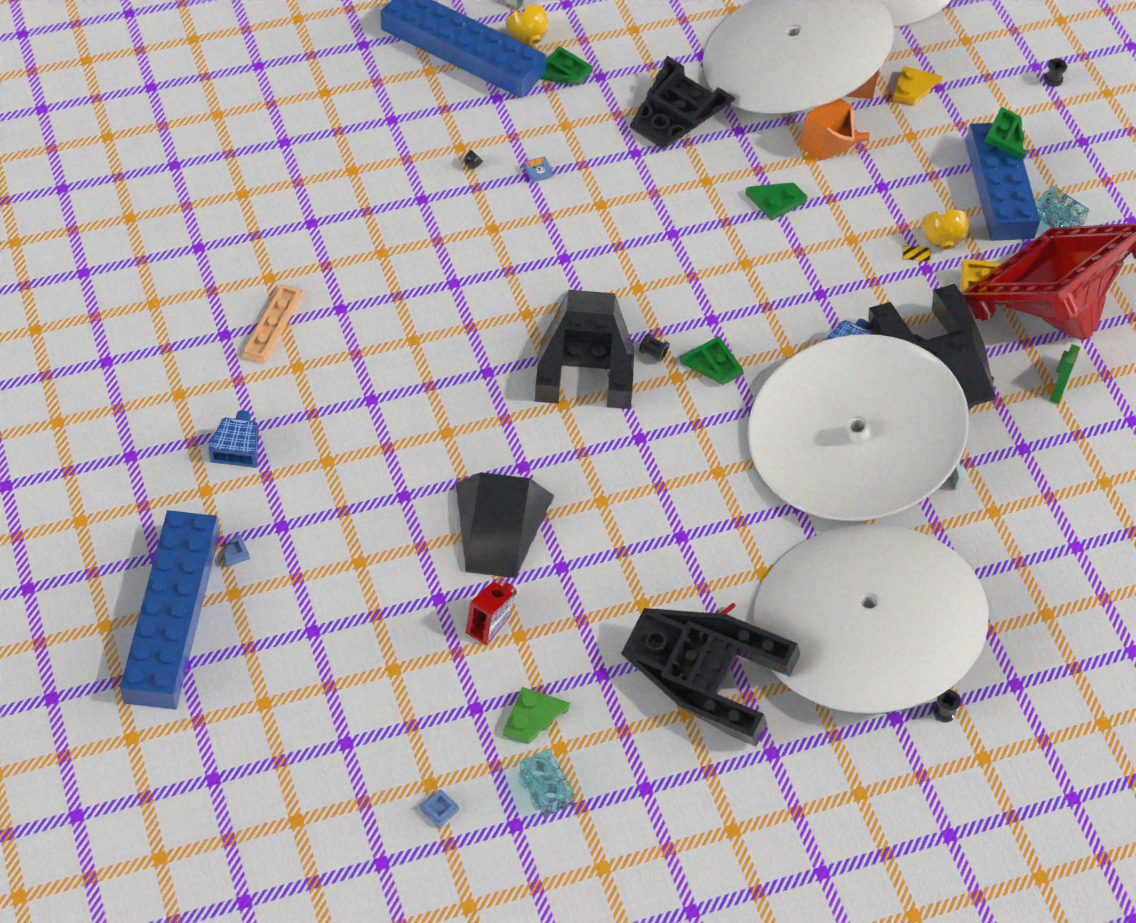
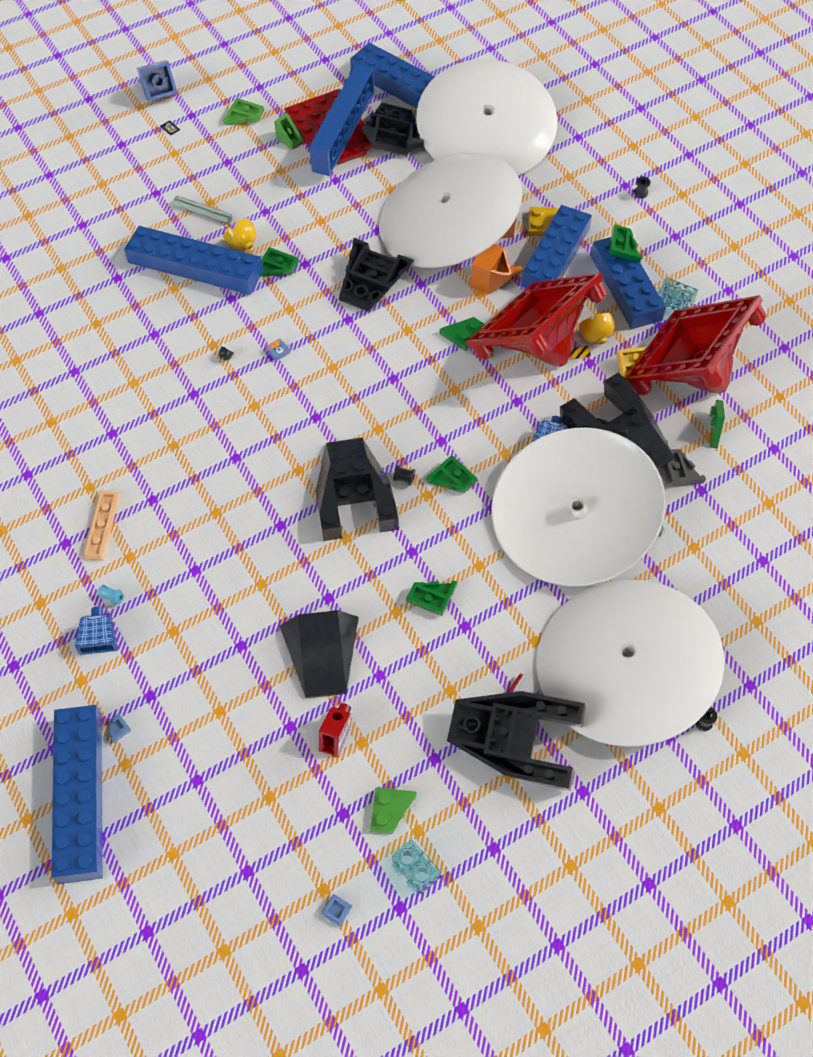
camera: 10 degrees left, 5 degrees up
(268, 405) = (114, 596): none -> medium azure pin
(649, 491) = (431, 595): none -> green wing
(873, 202) = (540, 319): none -> red piece
(921, 125) = (557, 246): none -> blue brick
(1004, 418) = (682, 470): none -> dark grey wing

